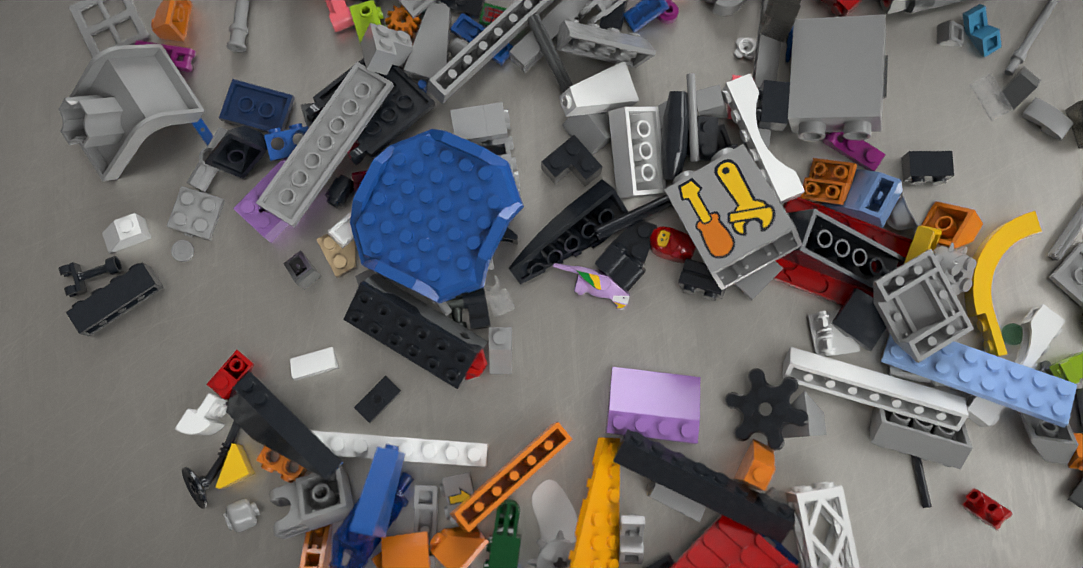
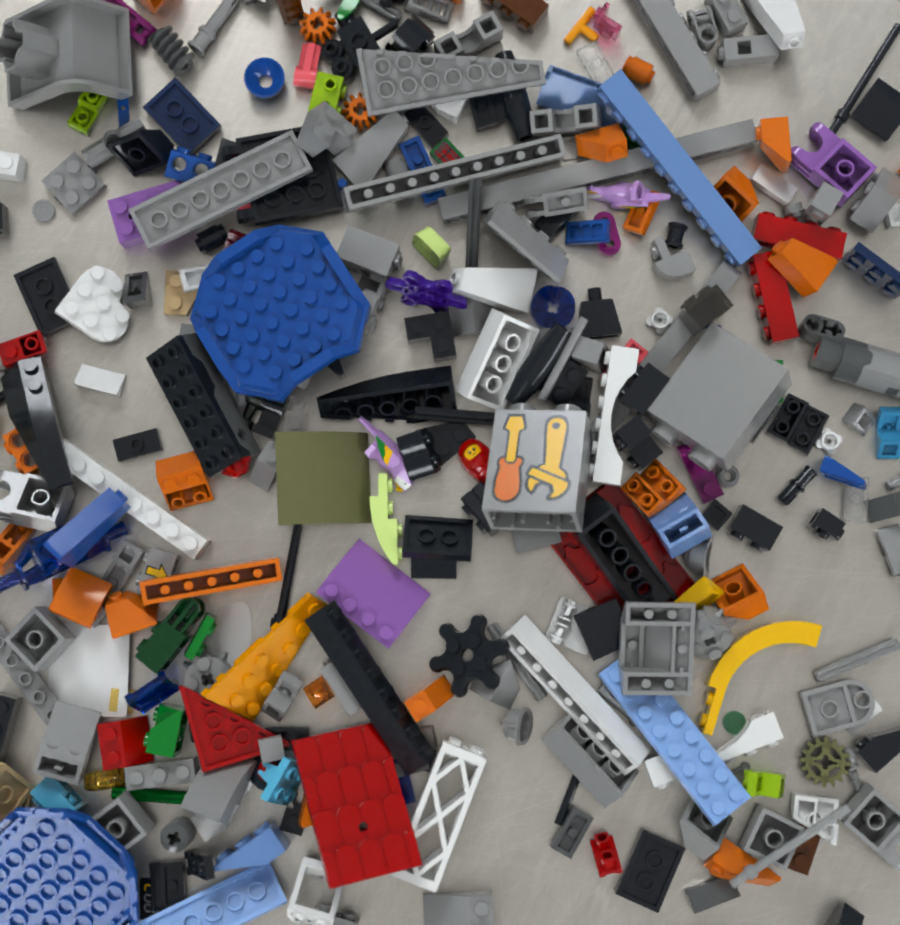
camera: 30 degrees right, 5 degrees up
(174, 147) = (87, 112): none -> lime slope
(217, 58) = (171, 50): none -> dark grey piece
(227, 318) = (43, 290): none -> black plate
(272, 302) = (95, 305): none -> white plate
(302, 31) = (260, 68): none -> blue piece
(435, 405) = (183, 481): none -> orange slope
(527, 94) = (431, 246): none -> yellowish green piece
(530, 540) = (205, 628): none -> green plate
(537, 133) = (429, 293): none -> dark purple plate
(553, 333) = (322, 478): none -> olive slope
(577, 446) = (288, 575): none -> black piece
(632, 344) = (386, 529): none -> yellowish green slope
(649, 76) = (553, 295): none -> clear blue plate
(659, 517) = (318, 692): none -> clear orange tile
(679, 326) = (437, 538): none -> black plate
(689, 353) = (433, 568): none -> black slope
(706, 71) = (601, 315): none -> black torso
(792, 151) = (636, 443): none -> black brick
(818, 396) = (529, 680): none -> light grey axle
(843, 443) = (518, 725): none -> light grey piece
(884, 136) = (728, 483): none -> light grey plate
(891, 169) = (716, 514): none -> black plate
(908, 66) = (798, 424): none -> black slope
(938, 113) = (797, 485): none -> black axle
(940, 59) = (822, 442): none -> white plate
(944, 507) = (571, 832): none -> dark grey plate
(969, 82) = (835, 471): none -> blue slope
(981, 130) = (826, 525): none -> black brick
(1029, 498) = (650, 870): none -> black plate

